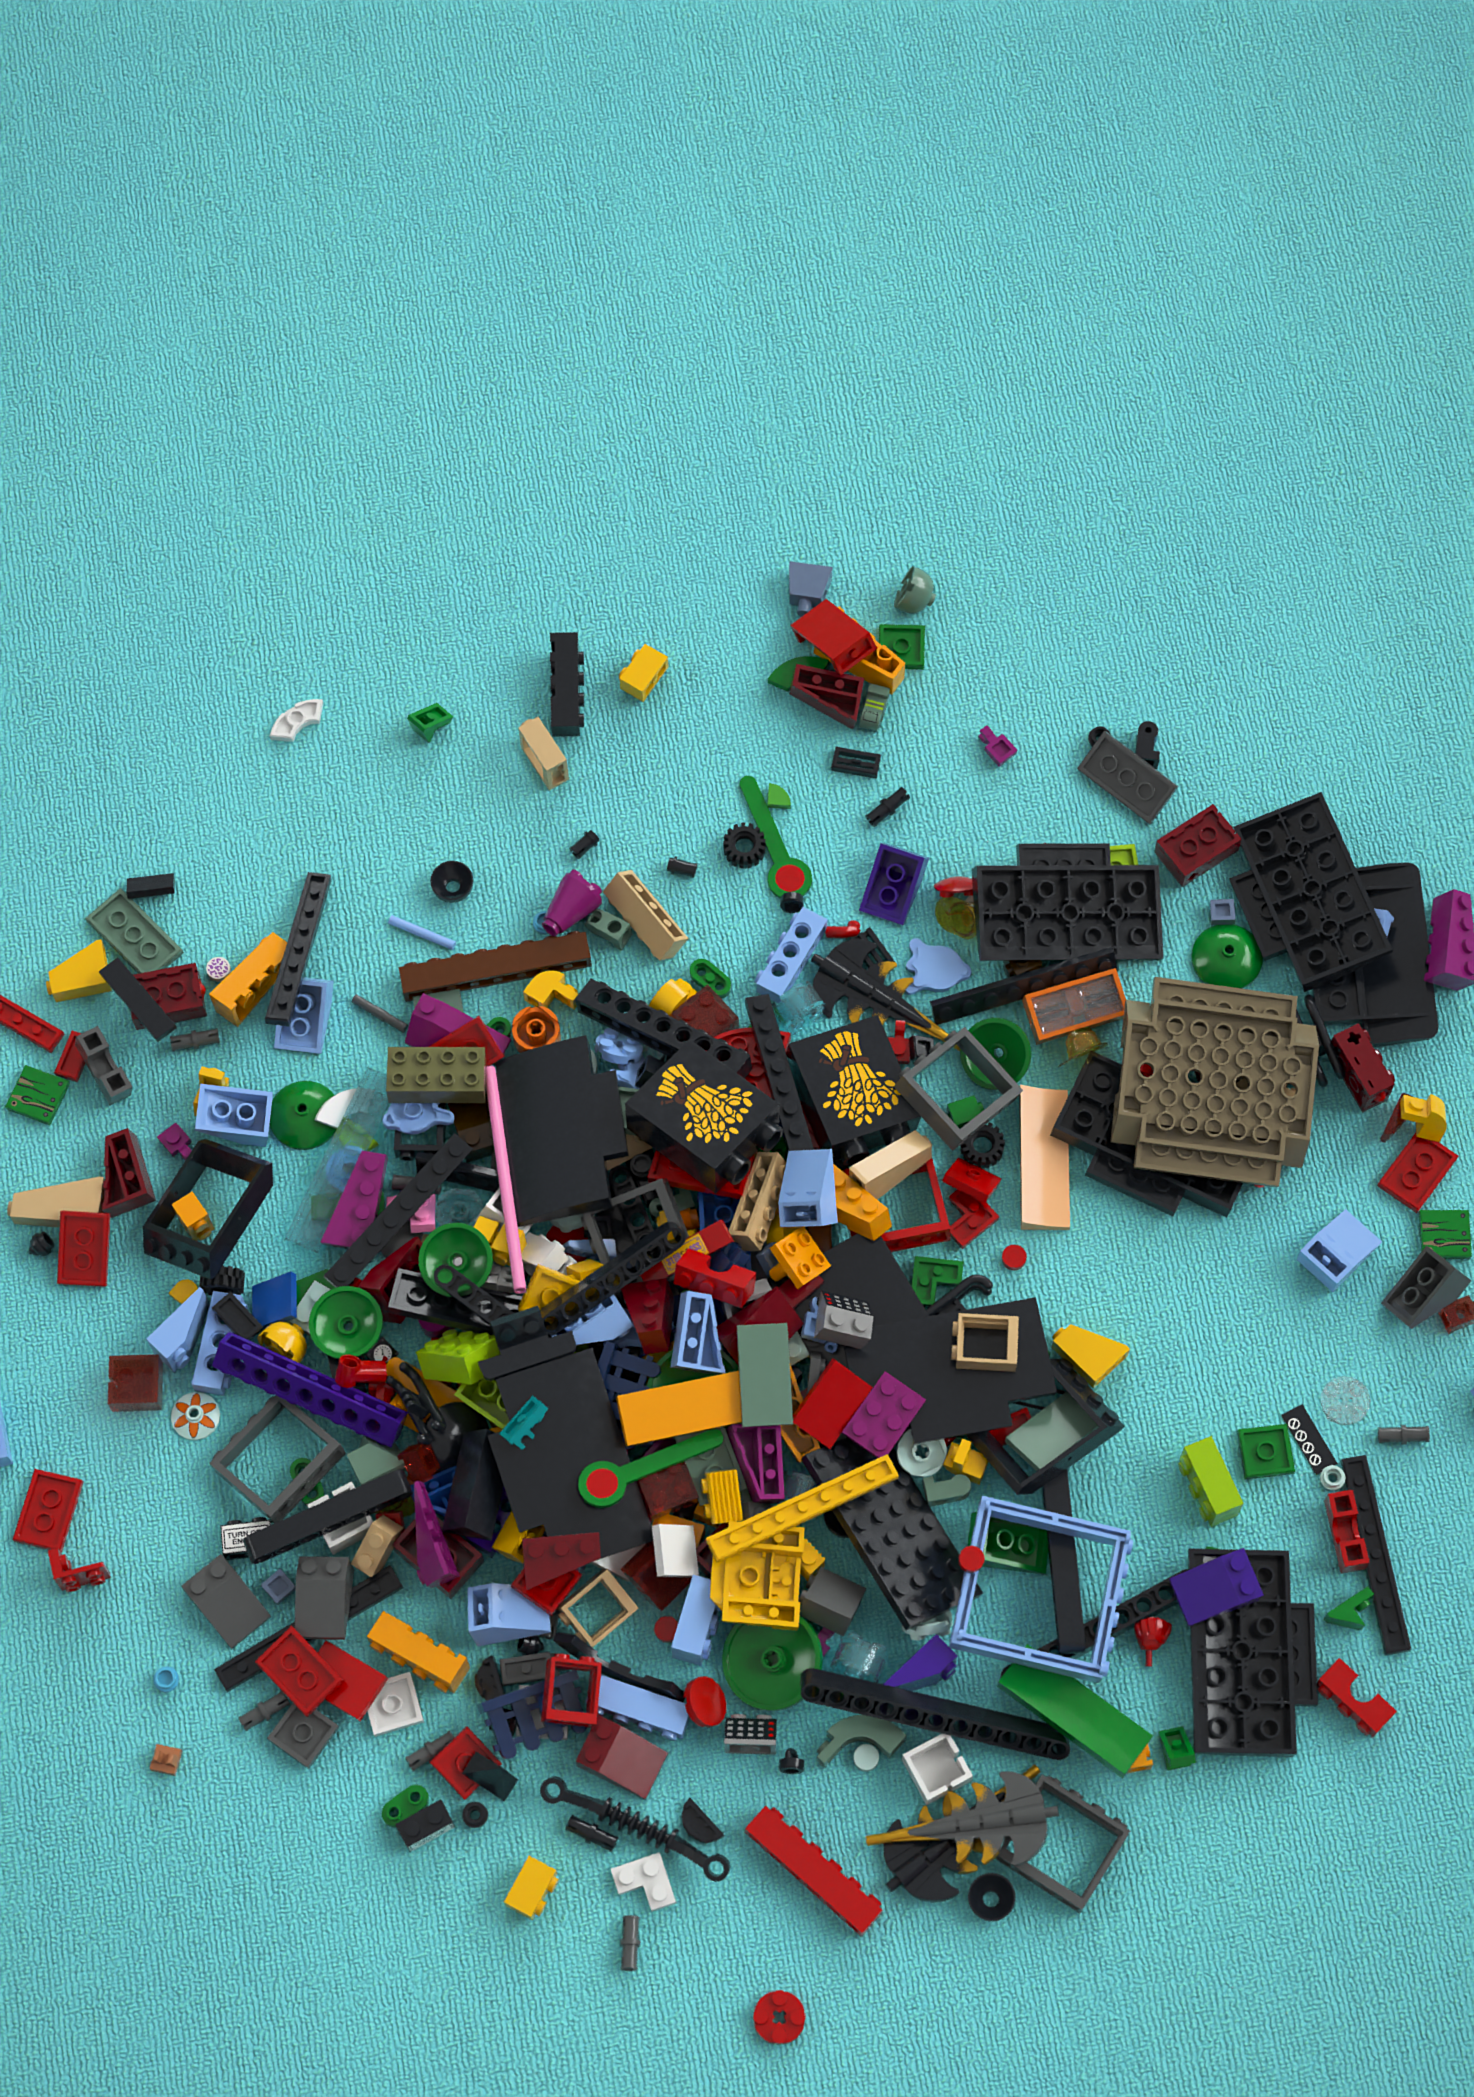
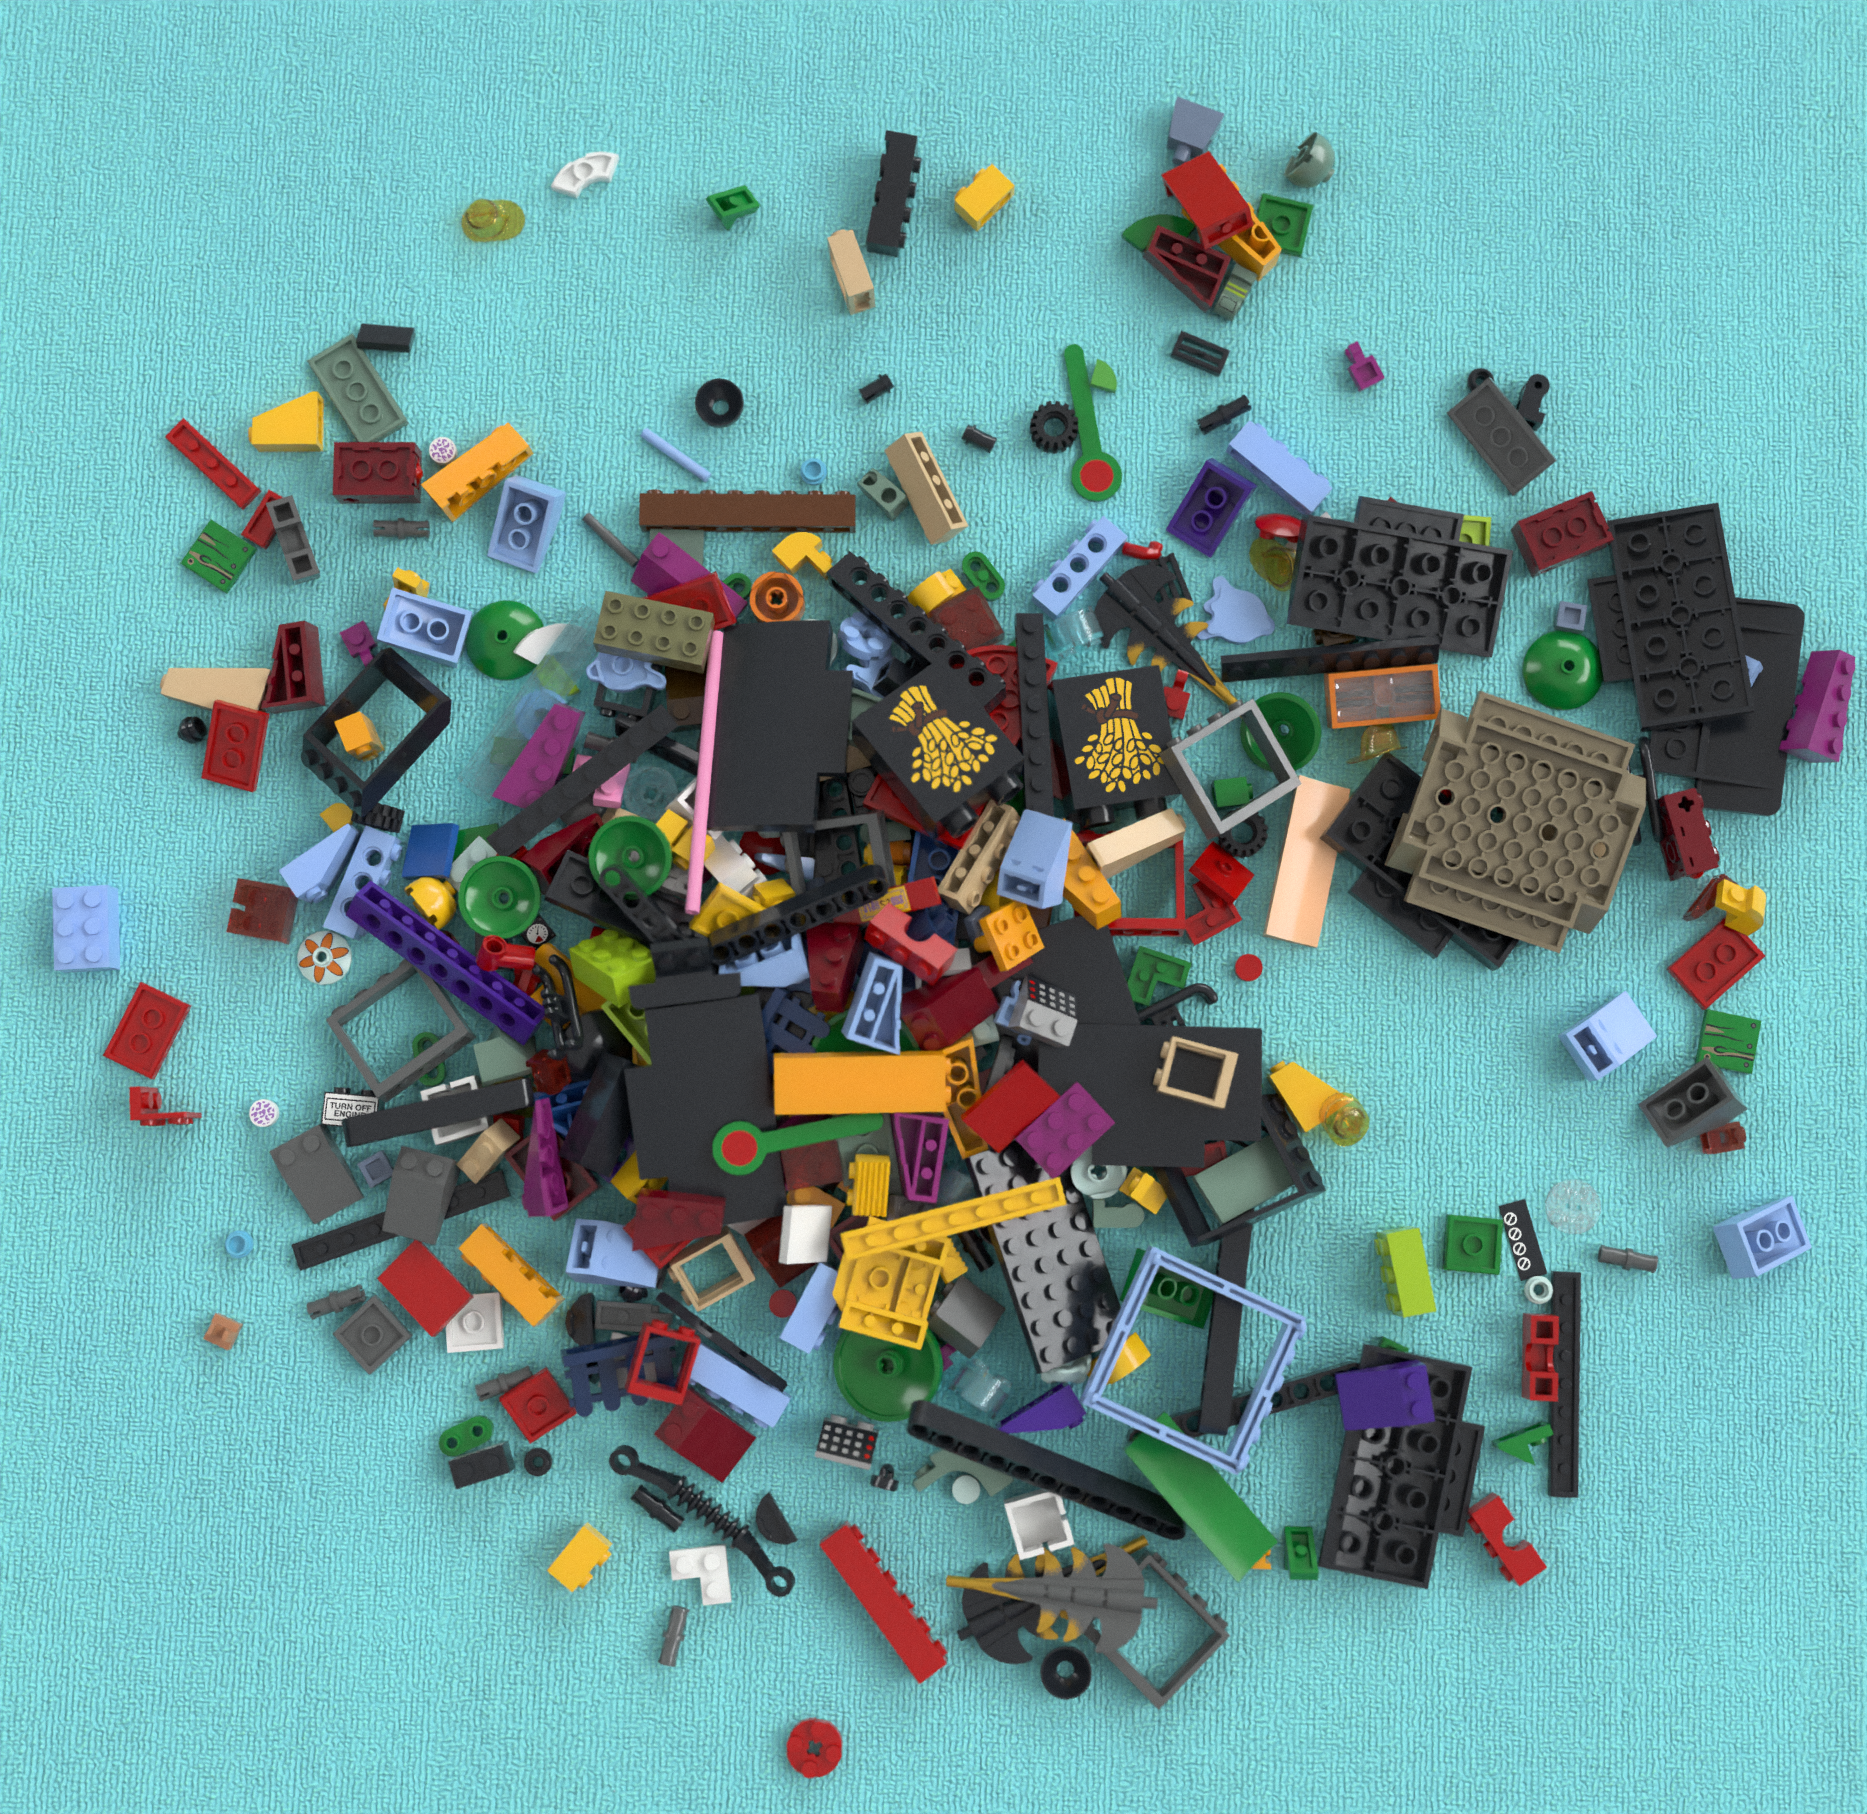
camera: 10 degrees right, 15 degrees up
(137, 999) = (342, 473): black tile -> none
(167, 1560) = (264, 1113): none -> white tile
(224, 773) = (492, 220): none -> clear yellow piece
(237, 1317) = (385, 863): black tile -> none
(298, 949) = (531, 450): black tile -> none
(299, 1671) = (379, 1270): red tile -> none
(490, 1776) = (561, 1425): black slope -> none
(526, 1418) = (665, 1066): teal plate -> none
(571, 903) = (845, 458): magenta cone -> none
(705, 1702) = (806, 1396): red tile -> none
(764, 1375) = (942, 1067): sand green tile -> none
(791, 902) = (1092, 506): black tile -> none
(825, 1541) = (976, 1249): none -> black pin
(919, 1045) = (1199, 707): black tile -> none
(943, 840) = (1278, 468): none -> light blue brick
(971, 1559) = (1124, 1317): red tile -> none
(983, 1608) = (1130, 1357): none -> yellow brick
(1127, 1365) = (1344, 1119): none -> clear yellow piece
(1151, 1635) = (1301, 1424): red piece -> none

